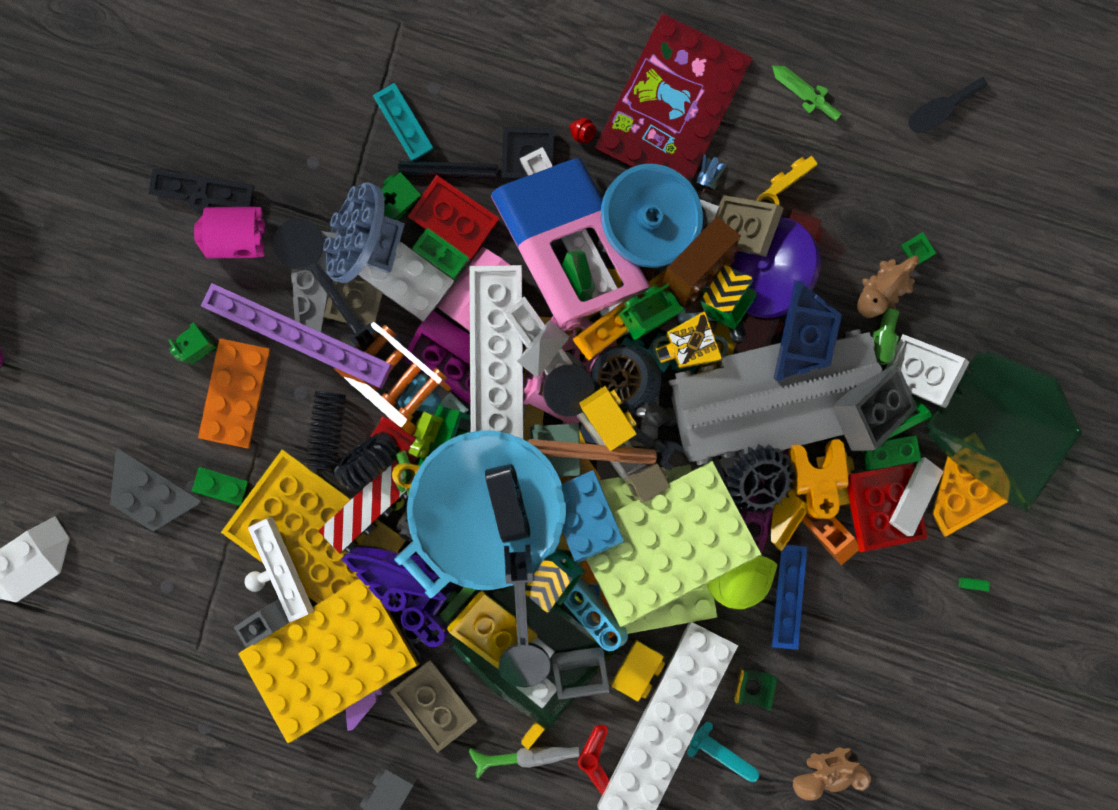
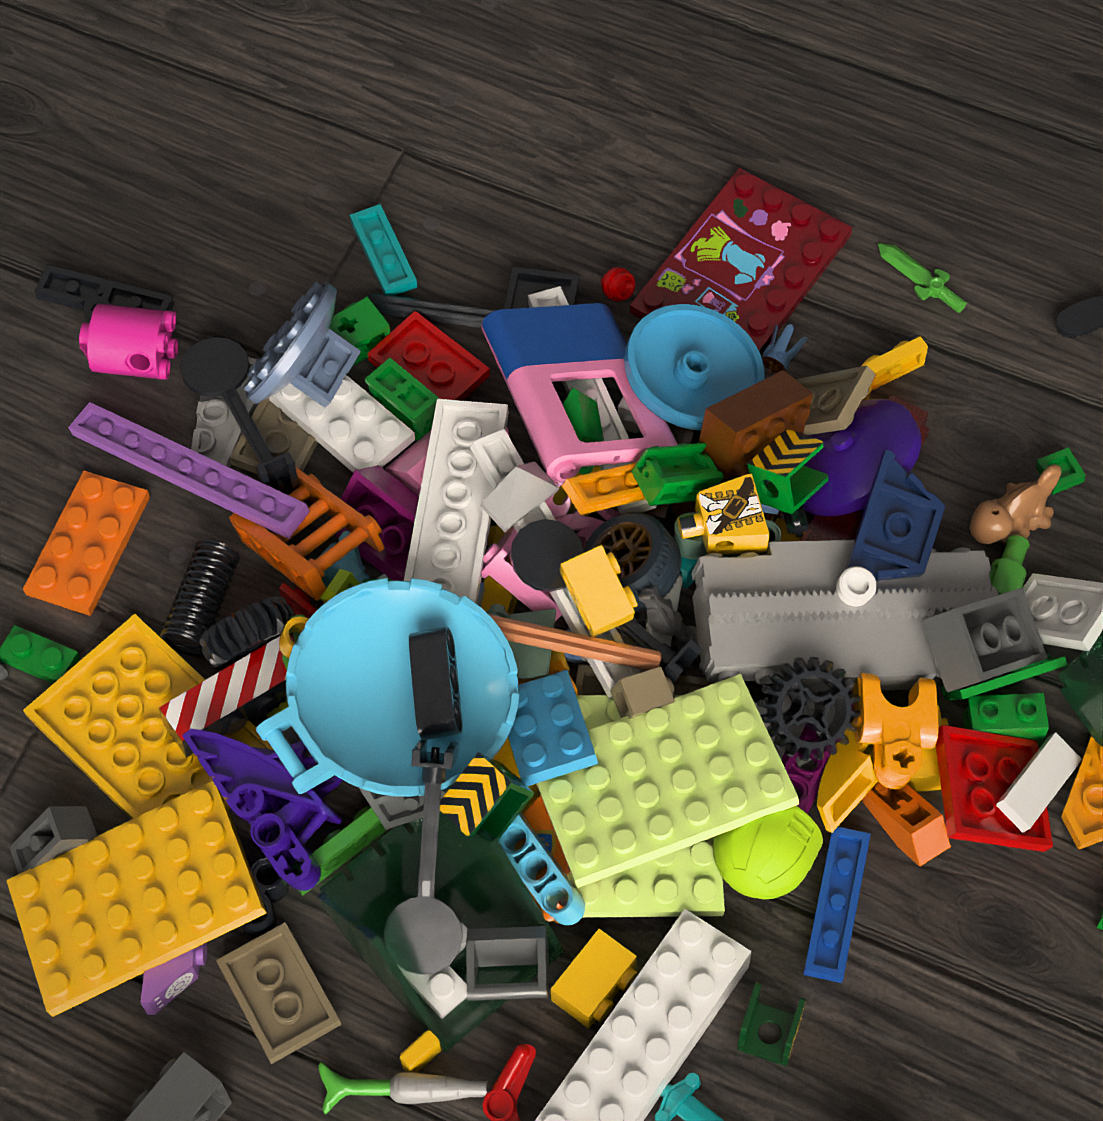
camera: 10 degrees right, 25 degrees down
(192, 345) = (43, 465): green hinge -> none
(279, 570) = (93, 767): white plate -> none
(487, 628) = (374, 873): yellow plate -> none
(785, 386) = (856, 586): none -> white tile

